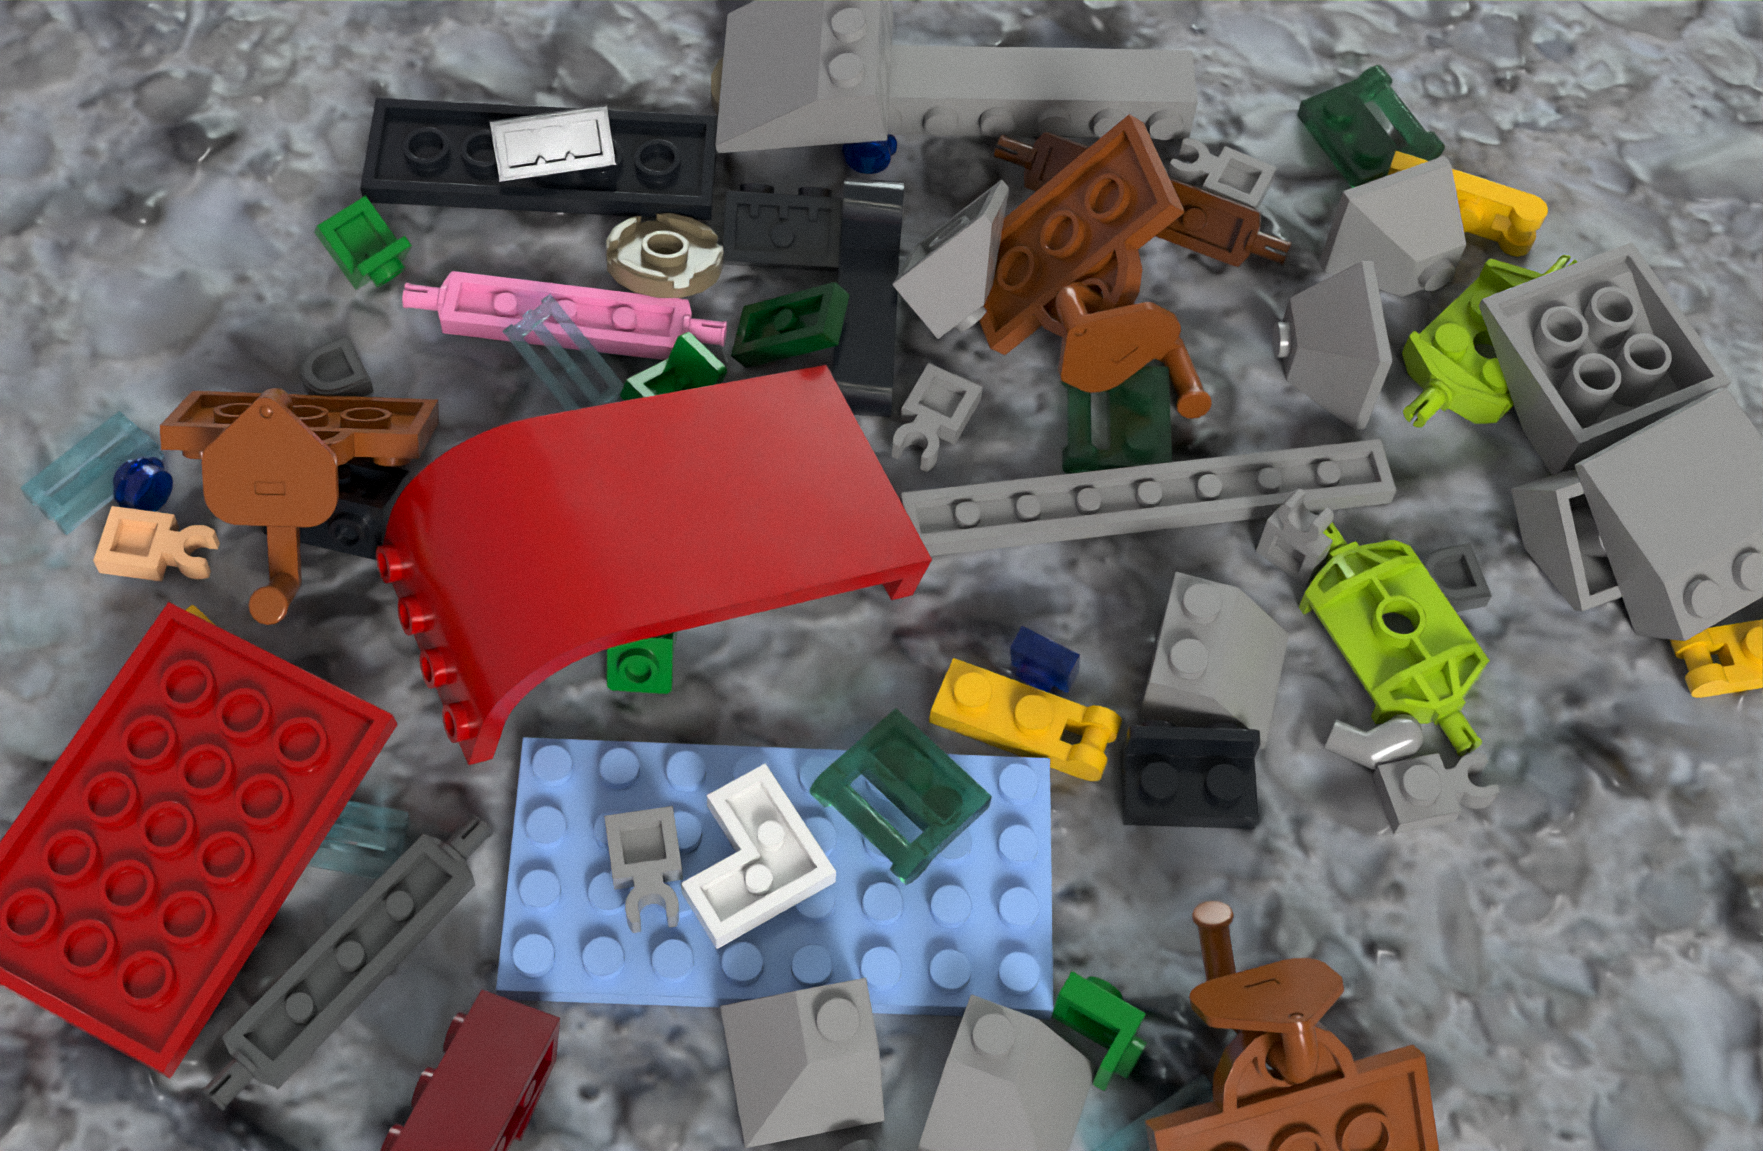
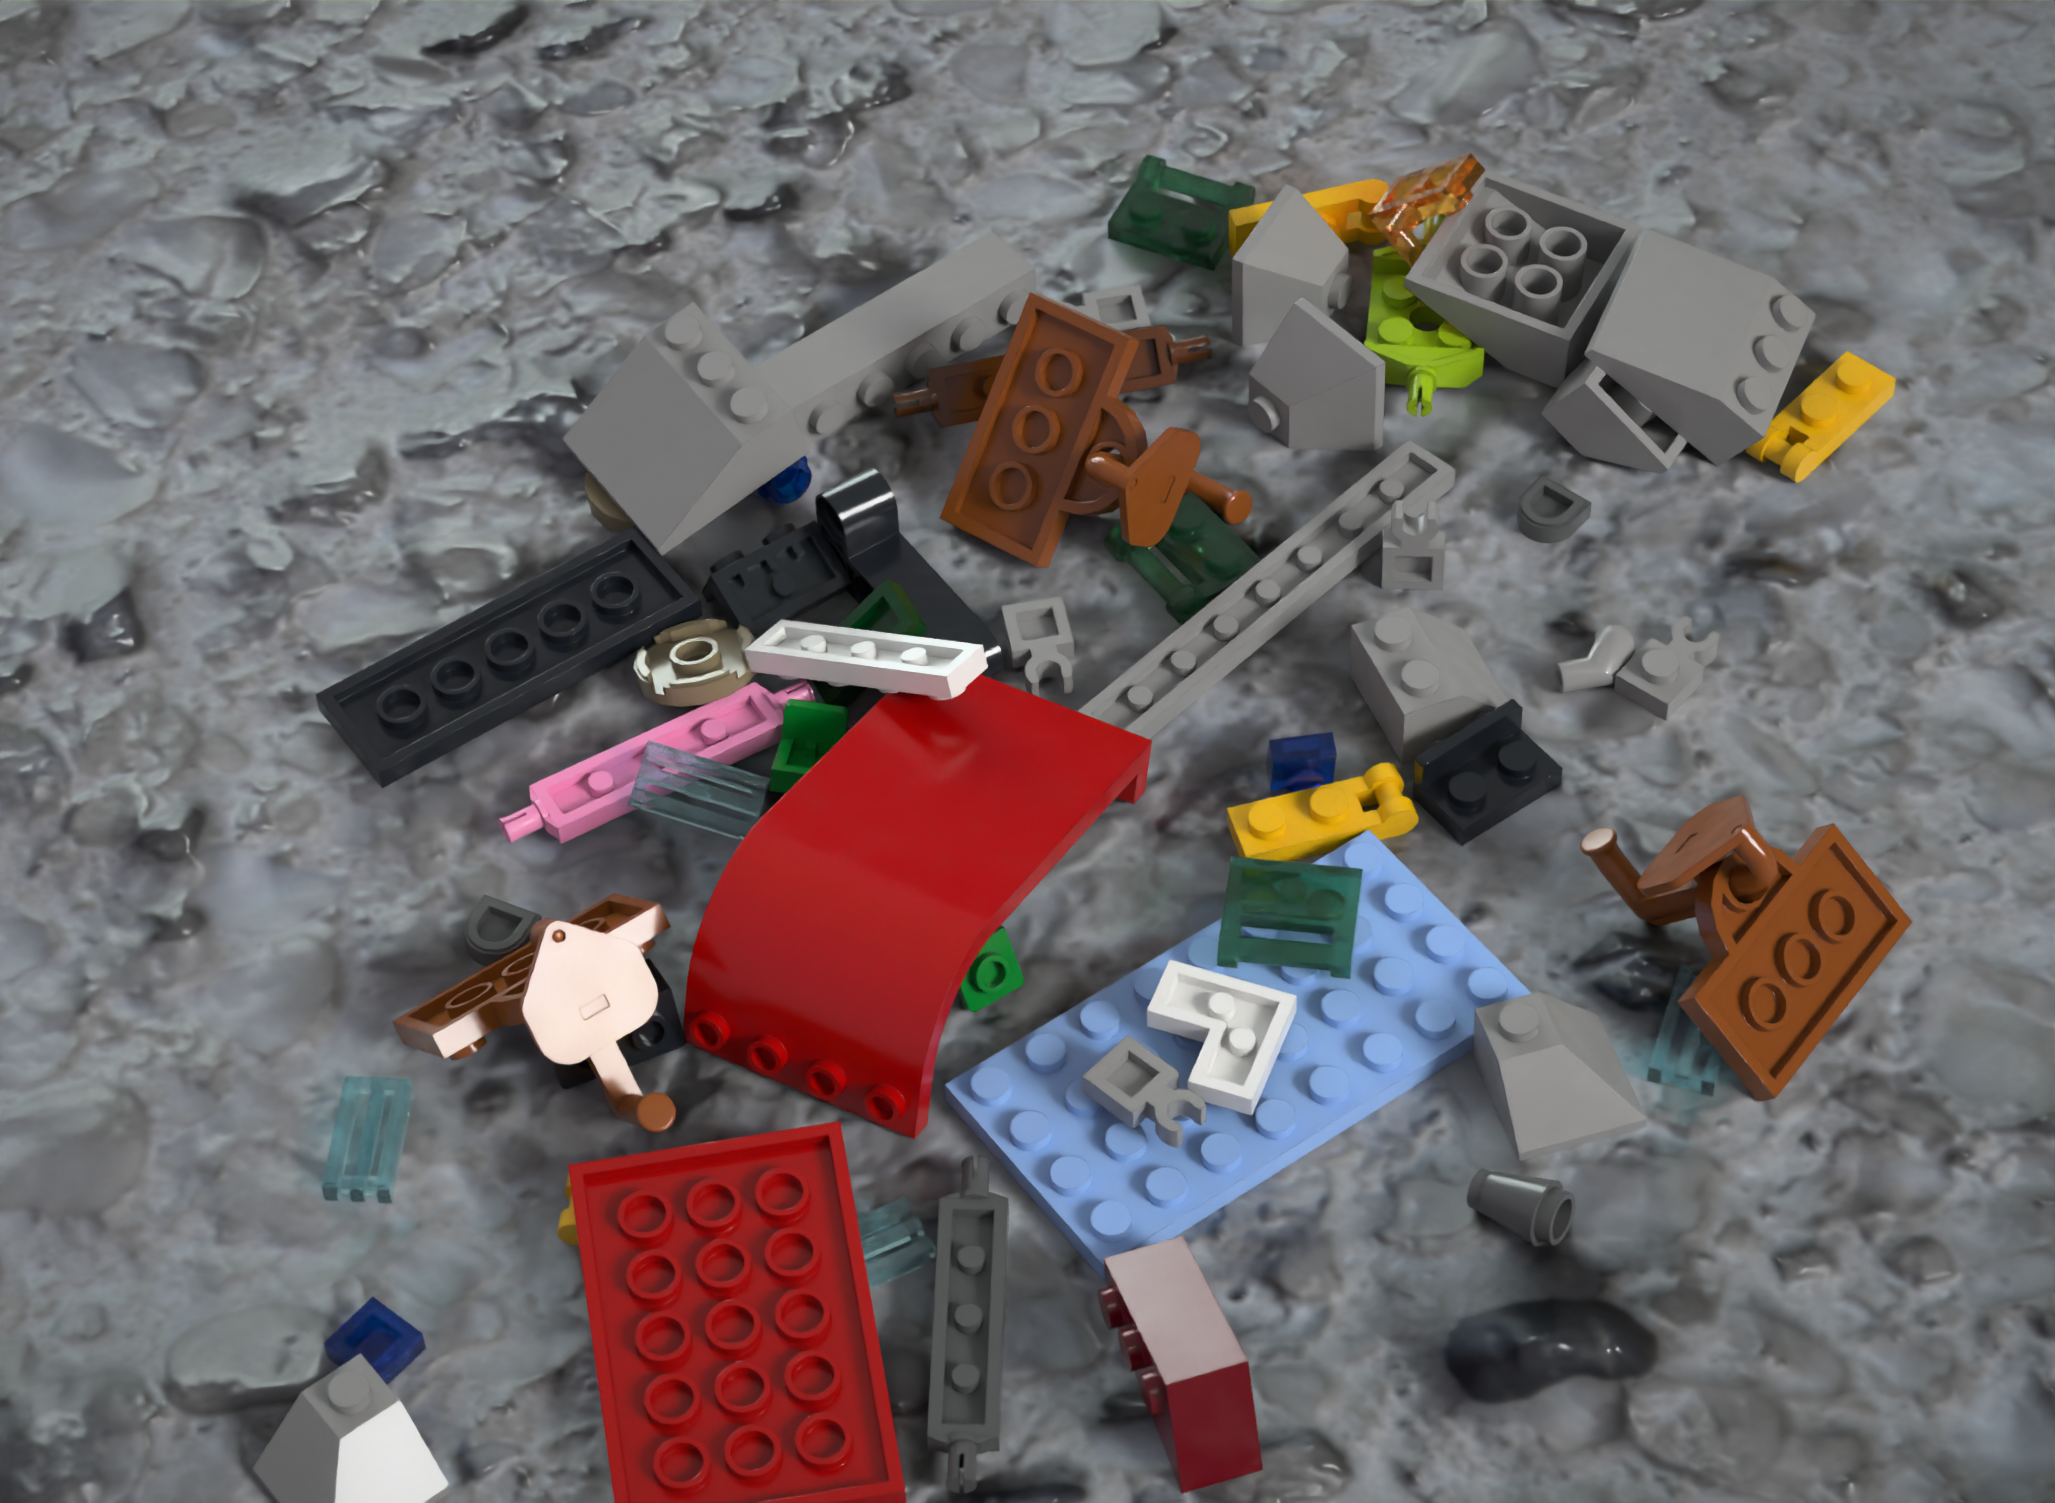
camera: 30 degrees left, 10 degrees down
(142, 484) = (427, 1116): clear blue plate -> none
(147, 542) = (485, 1157): light nougat plate -> none
(363, 245) = (428, 816): green bracket -> none
(552, 142) = (524, 627): plate -> none
(765, 340) = (867, 659): none -> white plate
(804, 1062) = (1389, 1143): light grey slope -> none
(956, 265) = (959, 508): light grey slope -> none
(1102, 1016) = (1581, 976): green bracket -> none
(1403, 673) = (1579, 595): lime plate -> none
(1556, 237) = (1421, 195): none -> clear orange plate

